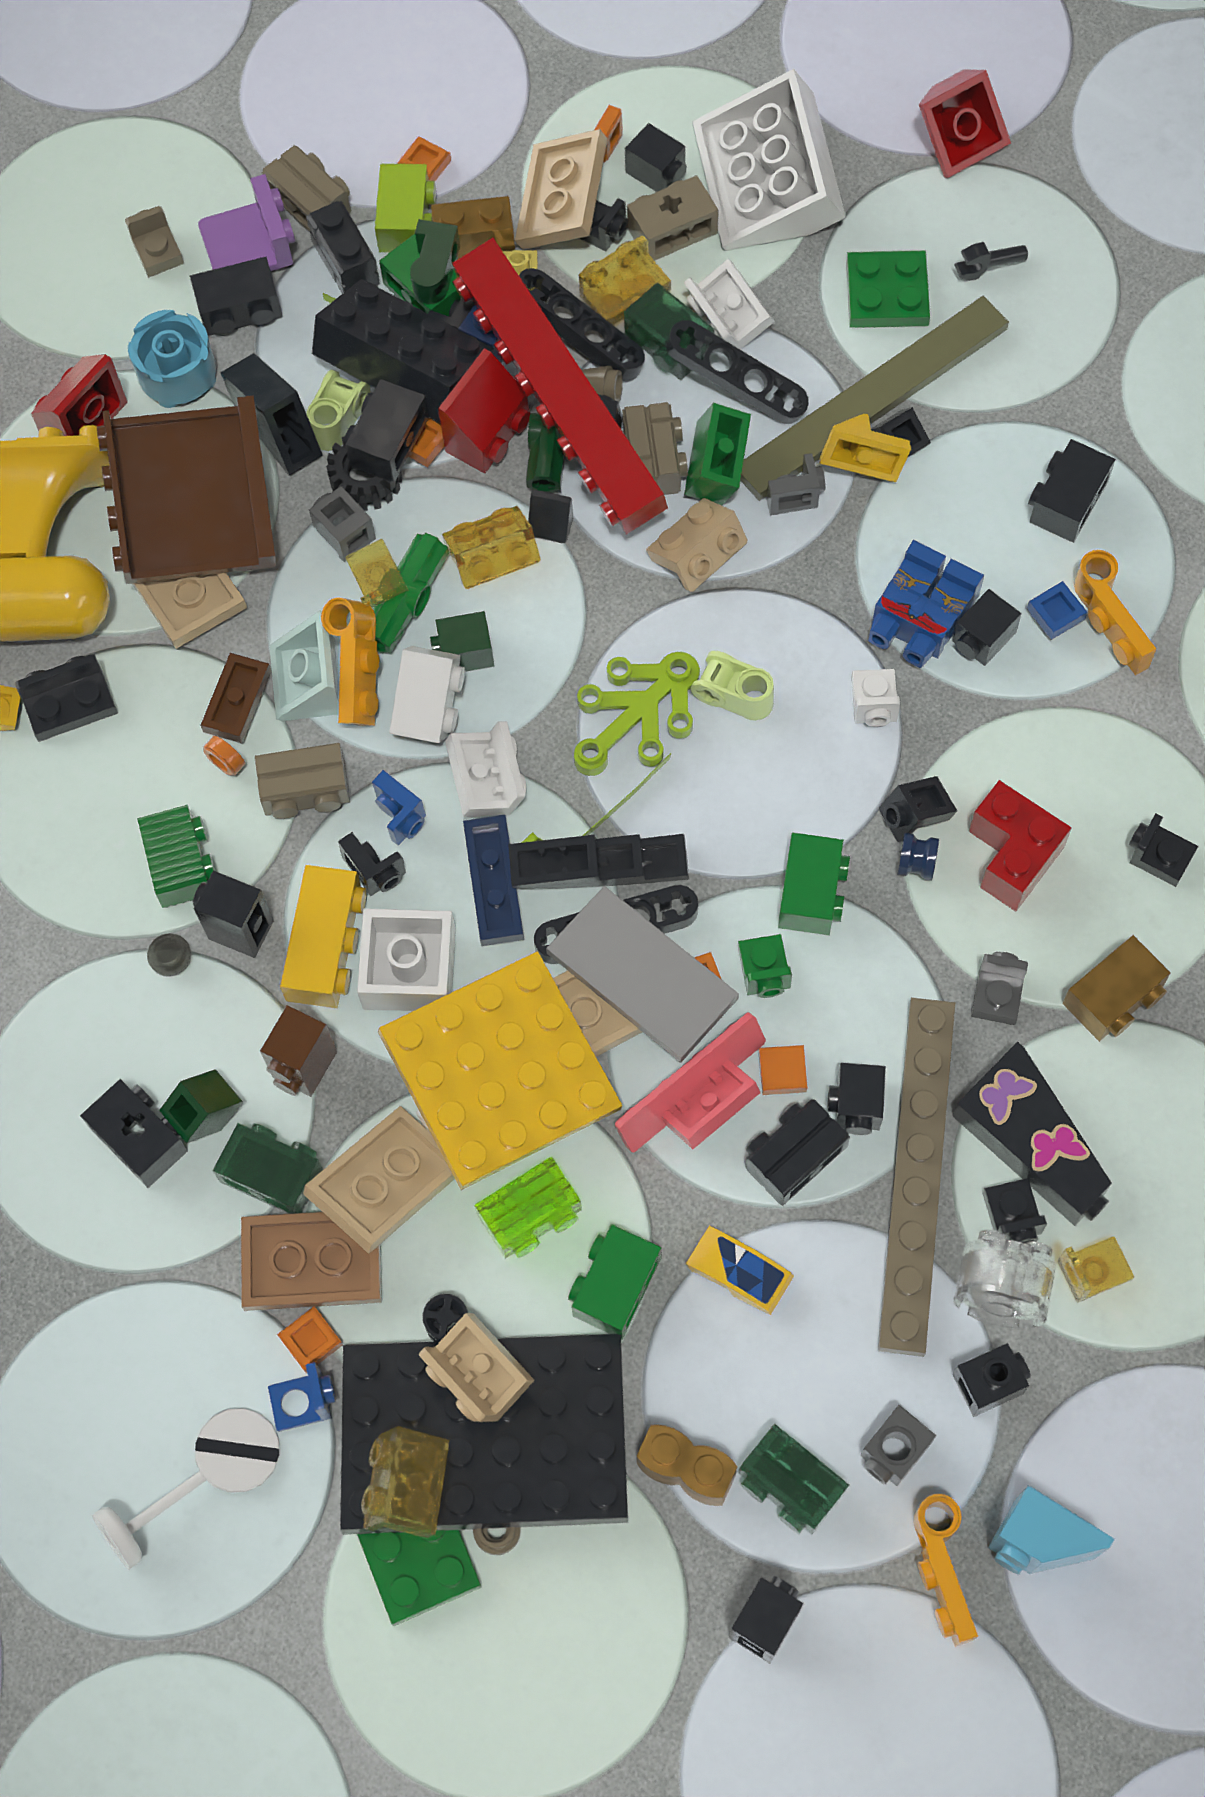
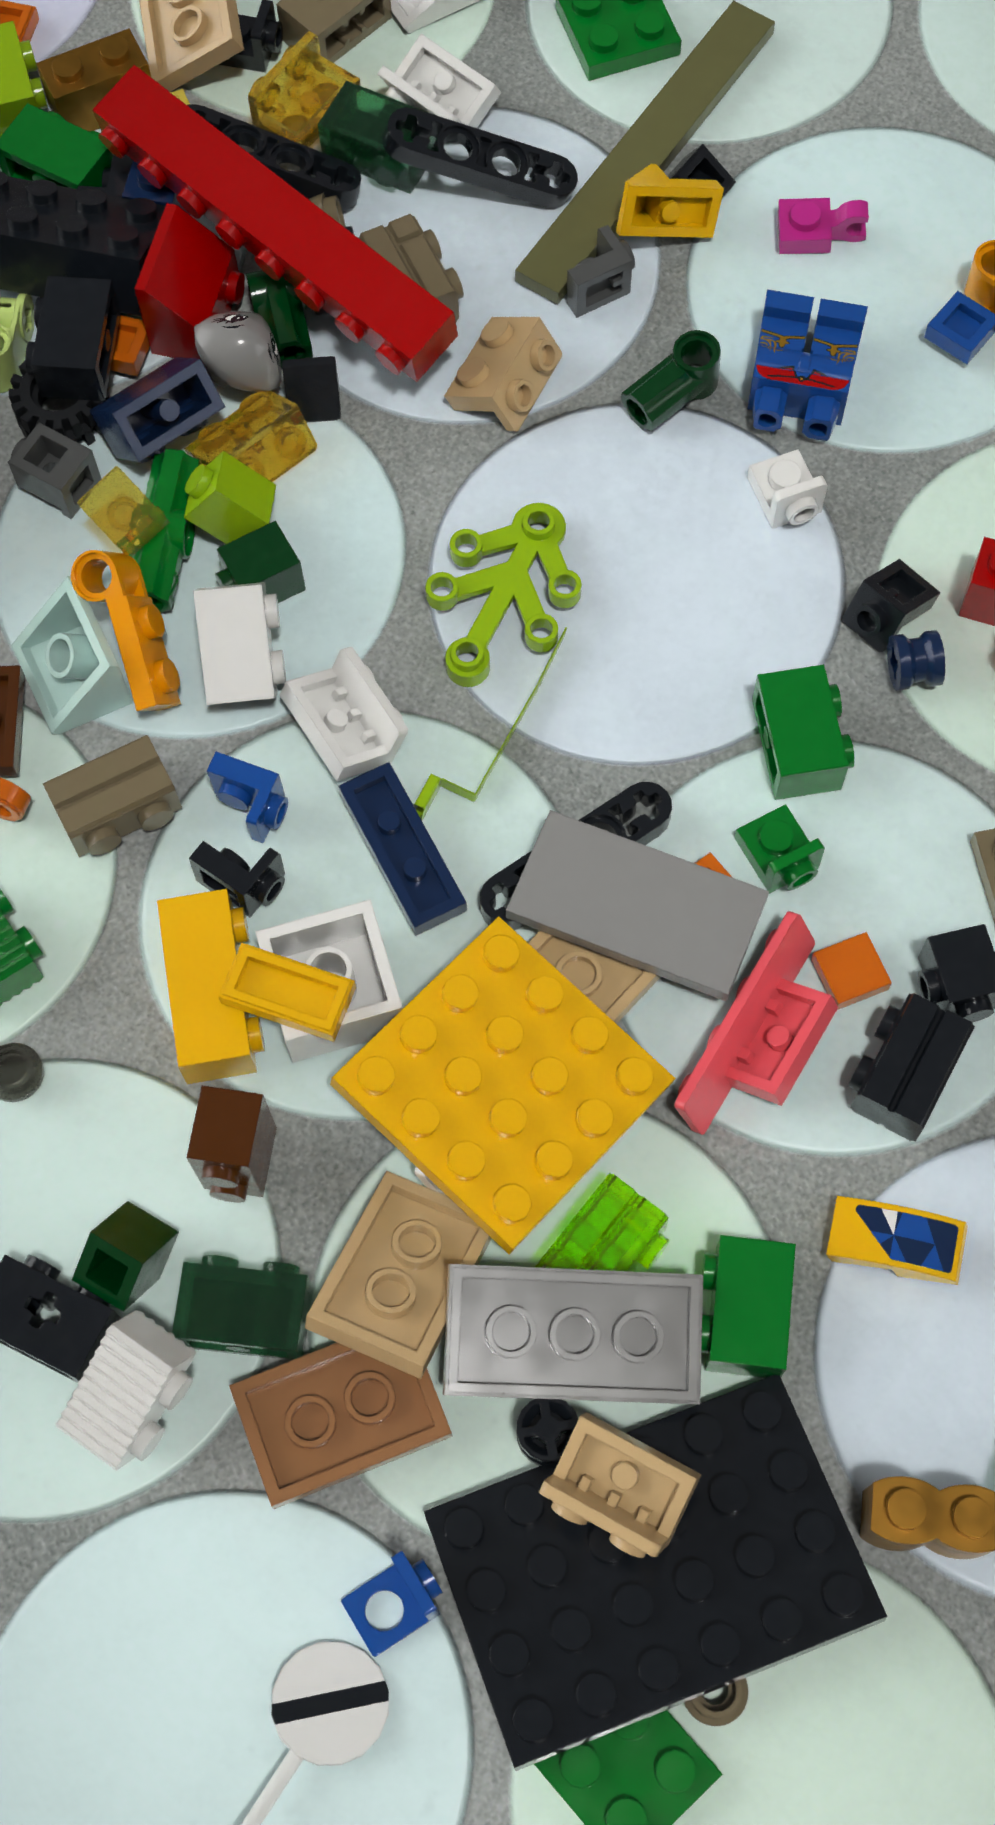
camera: 20 degrees left, 0 degrees up
(171, 1196) = (127, 1389): none -> white brick
(233, 913) = (82, 991): black brick -> none
(310, 1338) = (375, 1518): orange tile -> none
(370, 958) = (287, 992): none -> yellow tile
(405, 1482) = (582, 1674): clear yellow bracket -> none
(430, 500) = (158, 409): none -> dark blue brick
(433, 270) = (66, 127): dark green leg -> none
(457, 584) = (228, 498): none -> lime brick
(483, 1258) = (573, 1334): none -> light grey tile
(504, 473) = (239, 351): none -> light grey piece
(598, 862) = (526, 784): black slope -> none
(717, 454) = (493, 257): green brick -> none
(728, 682) = (614, 522): yellowish green piece -> none
(818, 591) = (673, 381): none -> dark green piece
(975, 493) = (811, 225): none -> dark pink plate
(986, 627) = (889, 369): black brick -> none
(1071, 489) = (925, 187): black brick -> none

